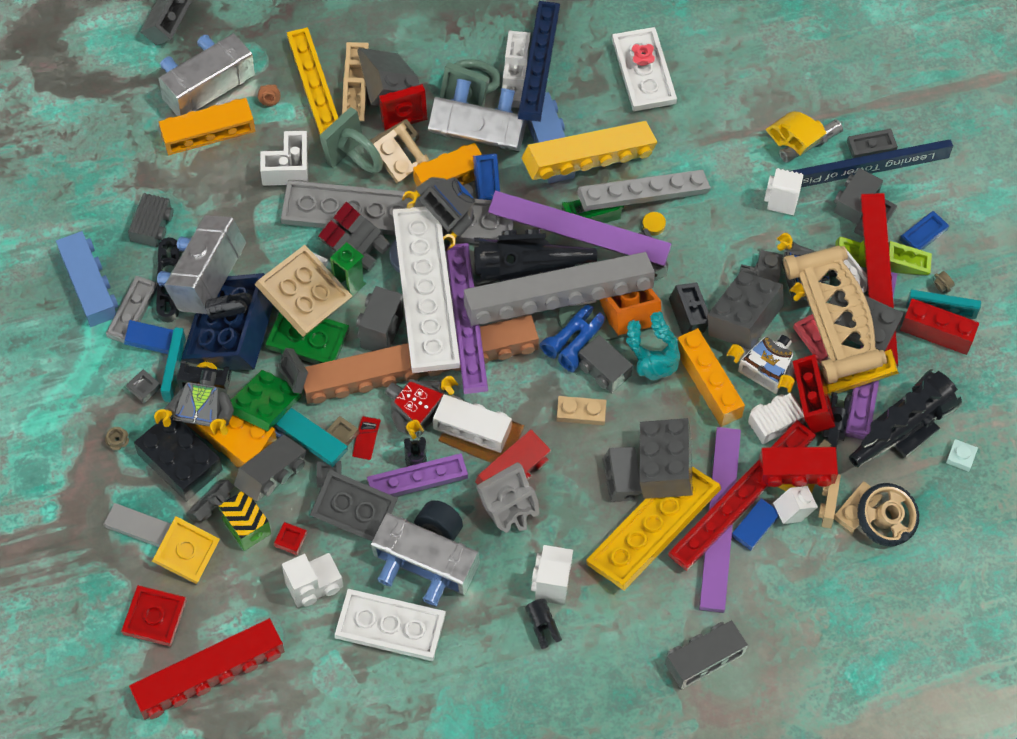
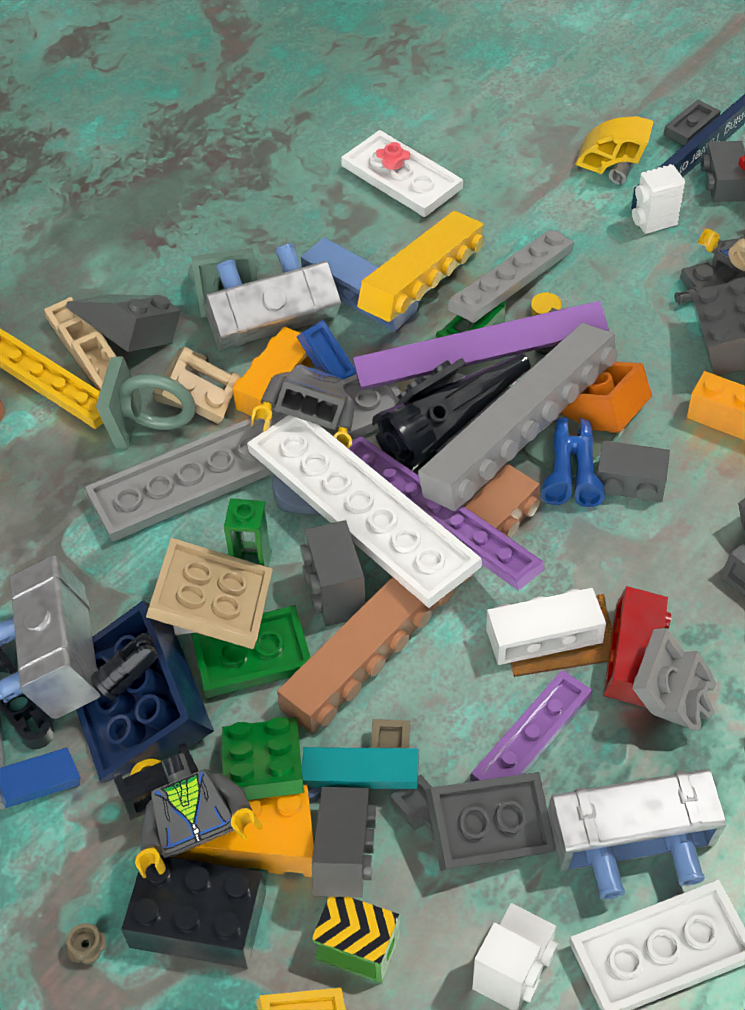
camera: 30 degrees left, 10 degrees down
(143, 386) = (73, 847): dark grey plate -> none
(173, 364) = (96, 793): teal tile -> none
(215, 496) = (287, 934): dark grey plate -> none
(286, 165) = (71, 465): white brick -> none
(290, 538) = (436, 921): red plate -> none
(293, 370) = (271, 698): dark grey tile -> none
(363, 235) = (208, 495): dark grey hips -> none
(366, 438) = (424, 729): red sticker -> none
(403, 105) = (168, 331): red plate -> none
(415, 447) = (508, 702): black hinge -> none
(417, 403) = (459, 644): torso -> none
(440, 519) = (610, 762): black wheel -> none
(516, 63) = (257, 232): white slope -> none
(539, 61) = (292, 213): dark blue tile -> none
(581, 410) = (649, 538): tan plate -> none
(654, 364) = (694, 431): teal hair -> none
(689, 308) = (670, 364): black hinge -> none

